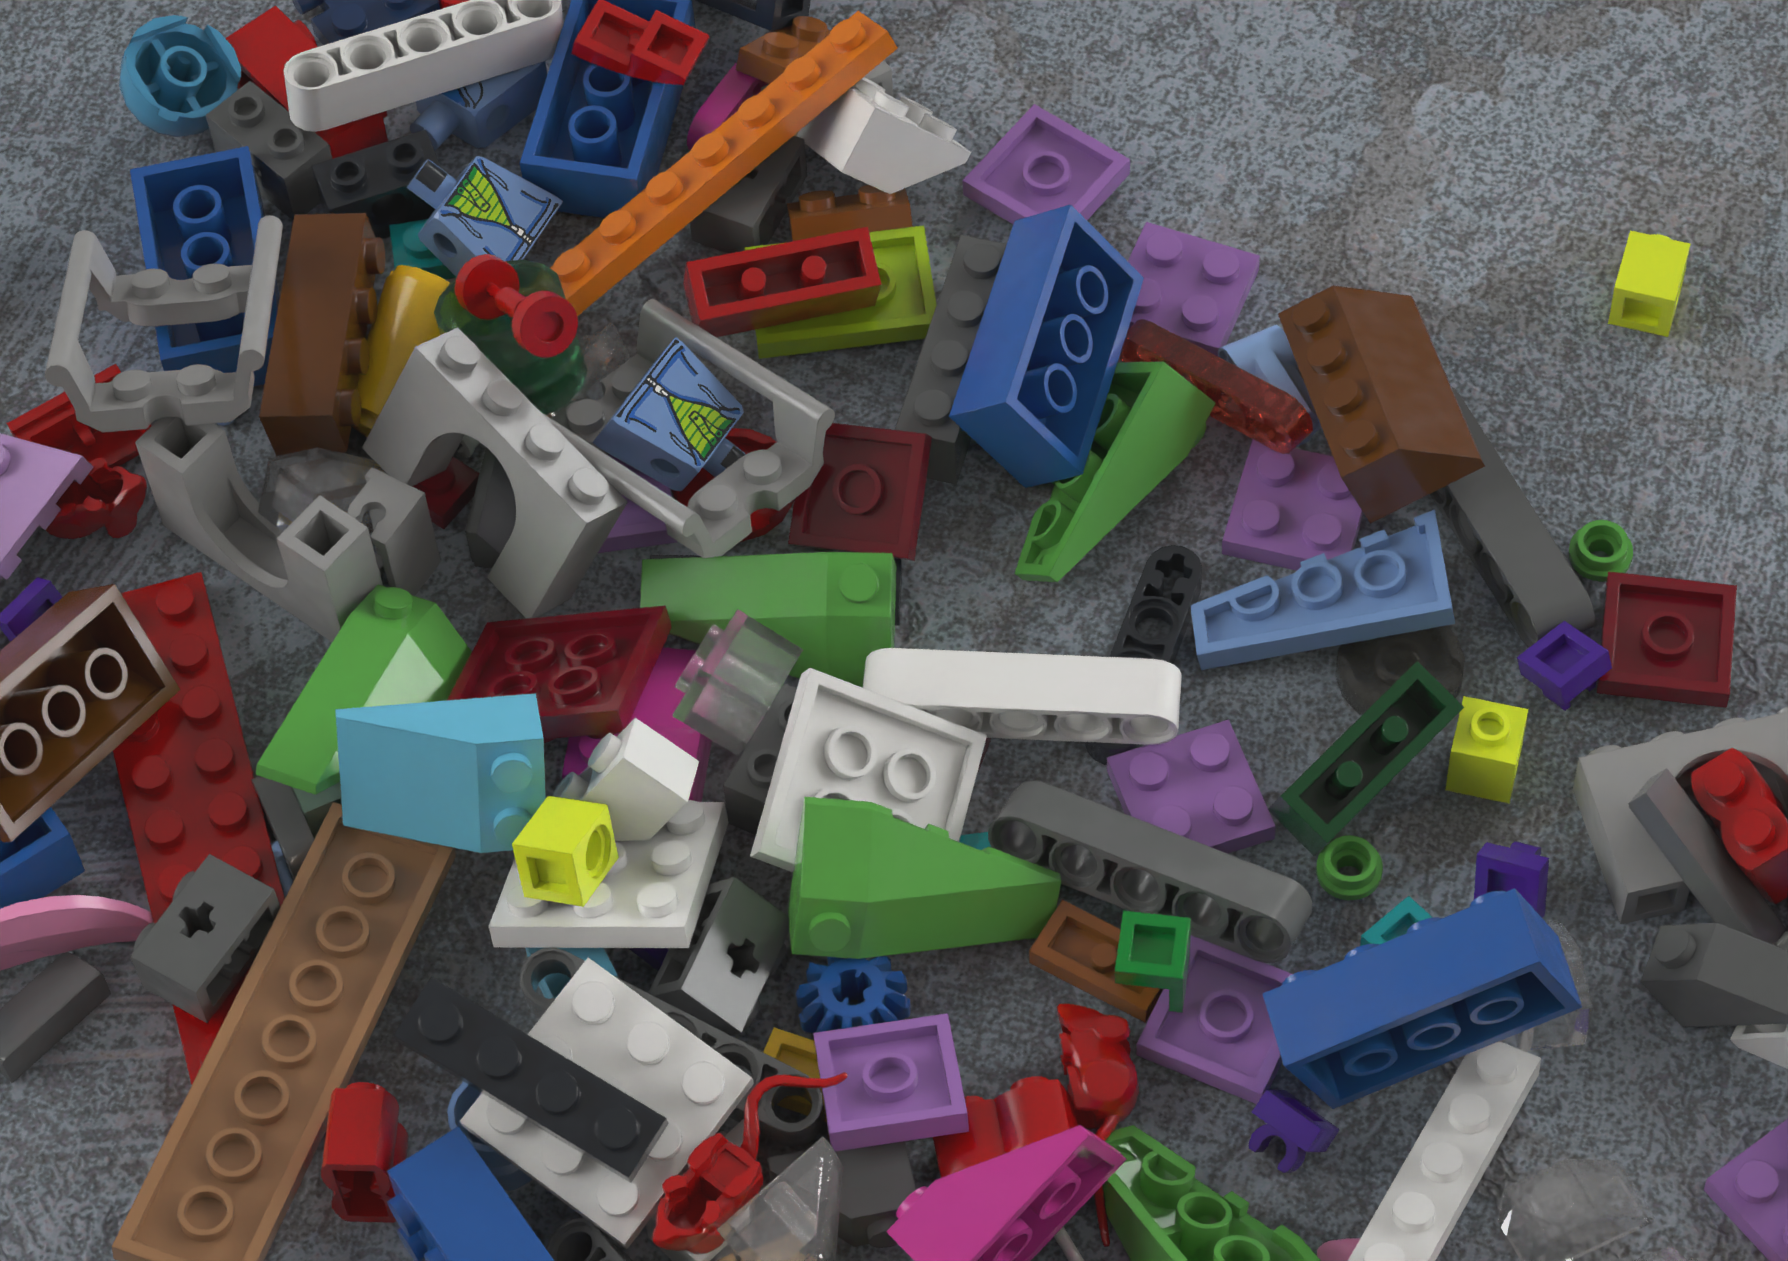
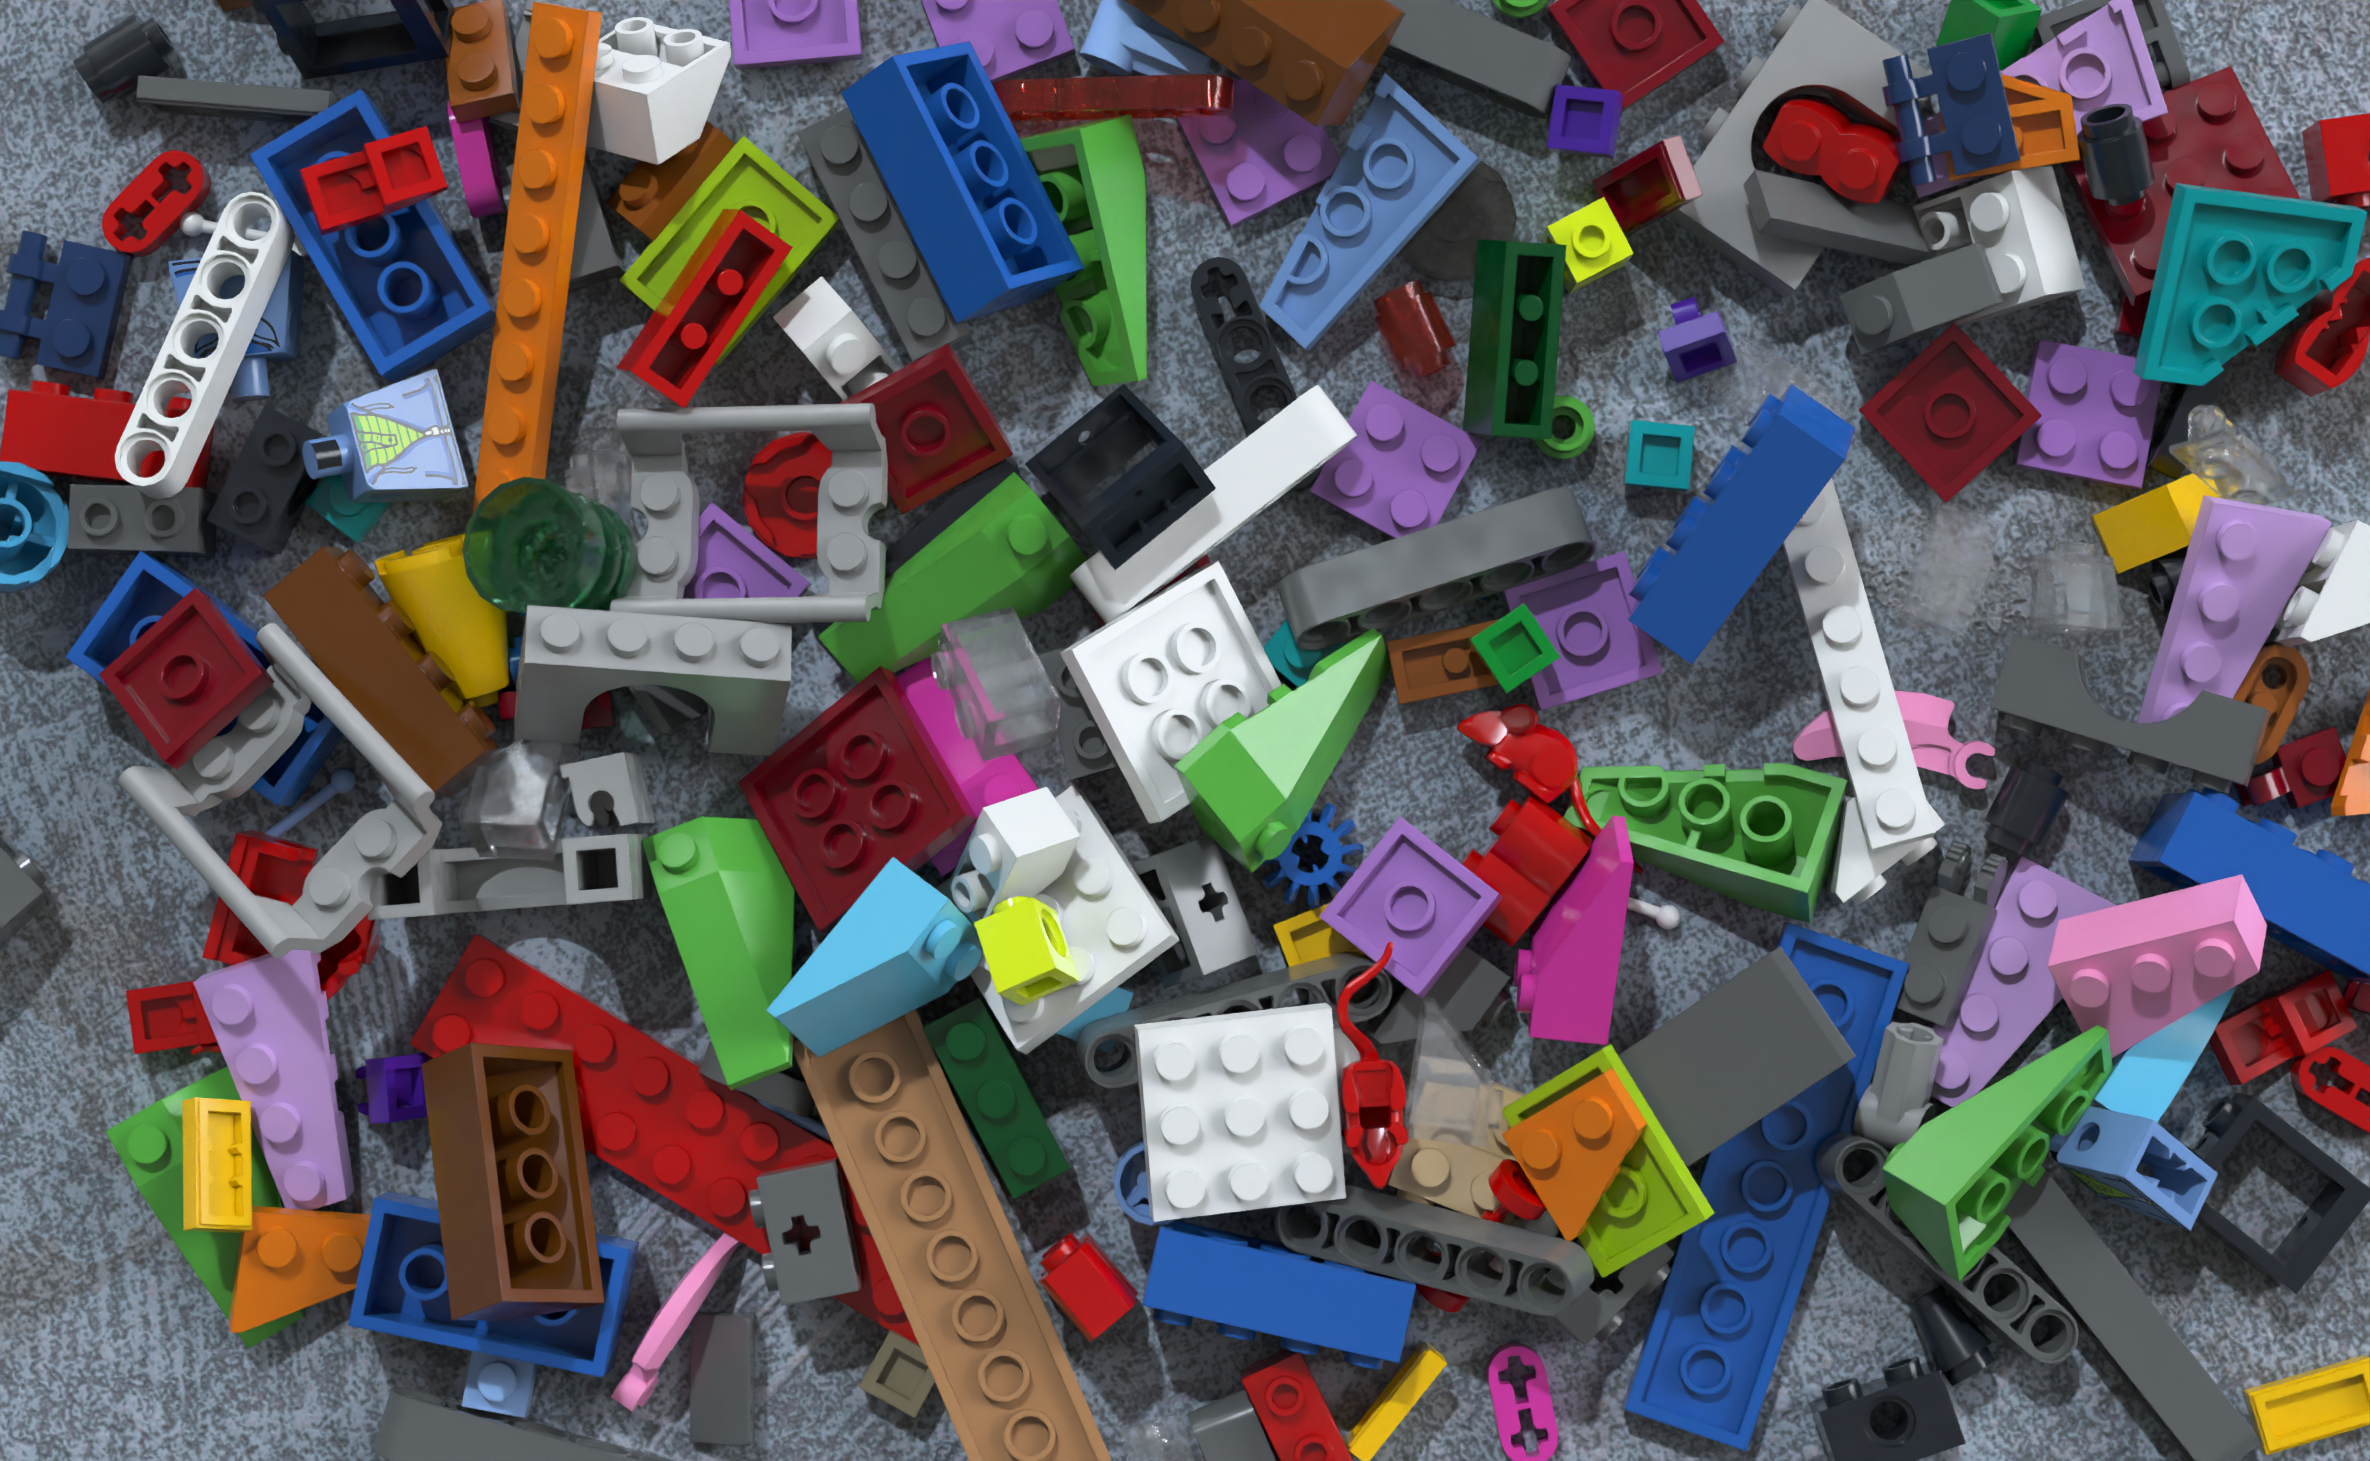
camera: 50 degrees left, 30 degrees up
(154, 1112) = (899, 1374): none -> dark tan plate
(189, 222) = (186, 678): none -> dark red plate
(450, 946) = (998, 1096): none -> dark green brick
(531, 1079) = (1187, 1157): black plate -> none
(540, 322) = (606, 554): red wheel -> none
(674, 421) = (735, 502): medium blue torso -> none
(856, 383) = (834, 340): none -> white slope
(954, 618) = (1142, 499): none -> black window
(1295, 708) = (1414, 330): none -> clear red brick
(1295, 1123) = (1710, 676): dark purple tile -> none
(1571, 735) = (1649, 185): none -> dark red tile
(1681, 1093) = (1950, 413): none -> dark red plate

